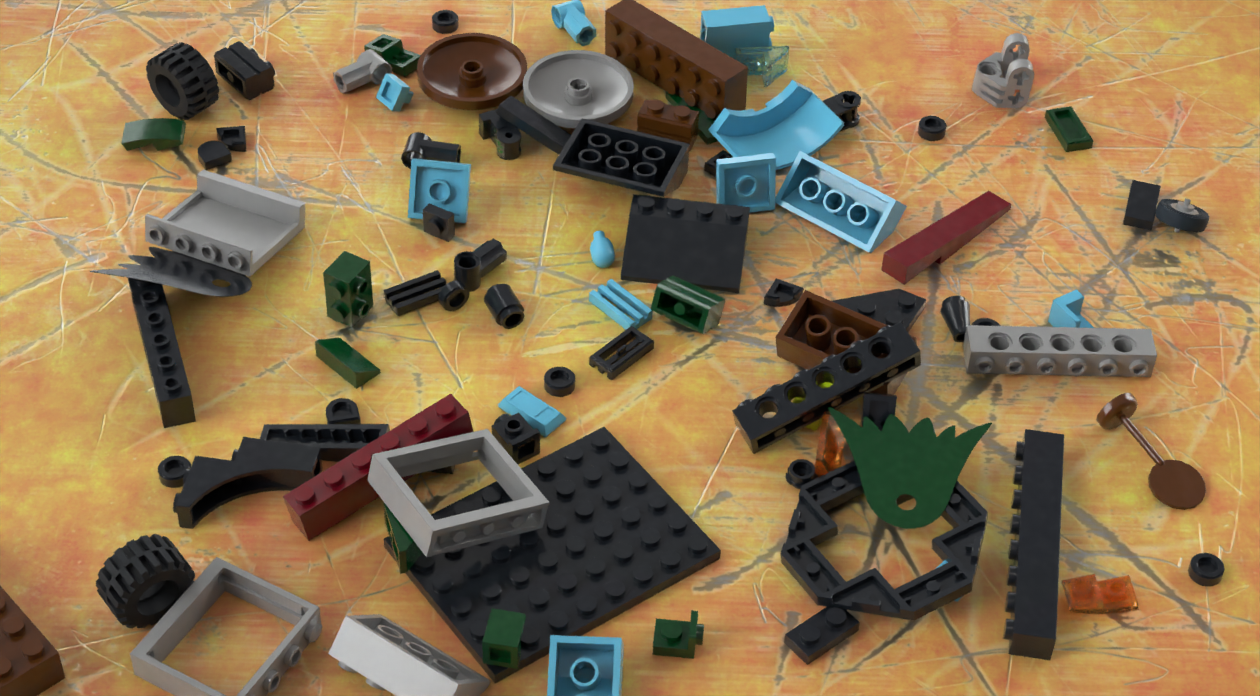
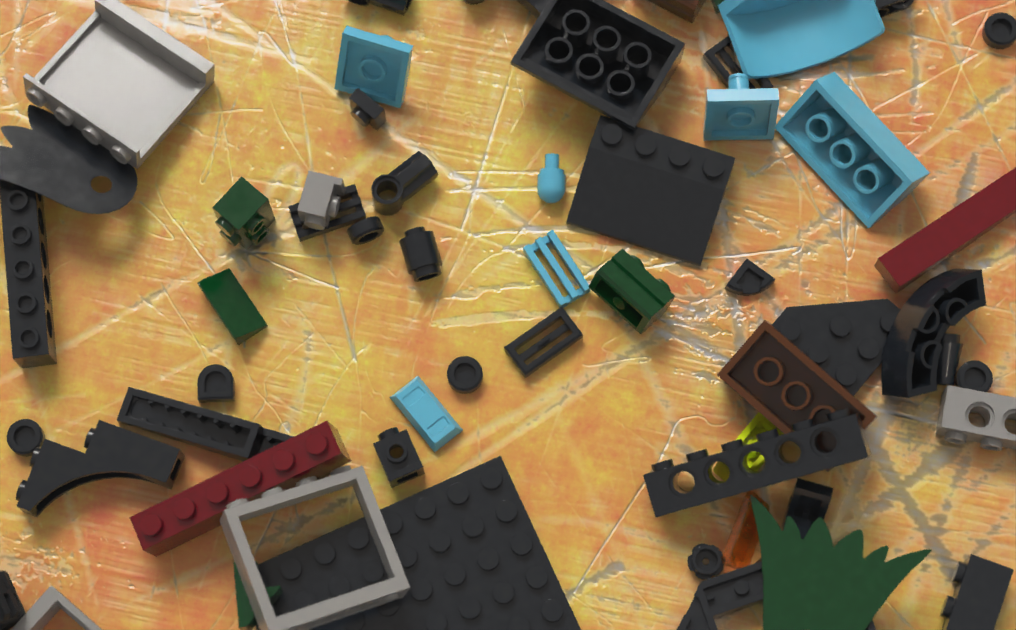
camera: 15 degrees right, 30 degrees up
(412, 273) = (320, 199): none -> light grey brick
(931, 299) = (916, 334): none -> black brick

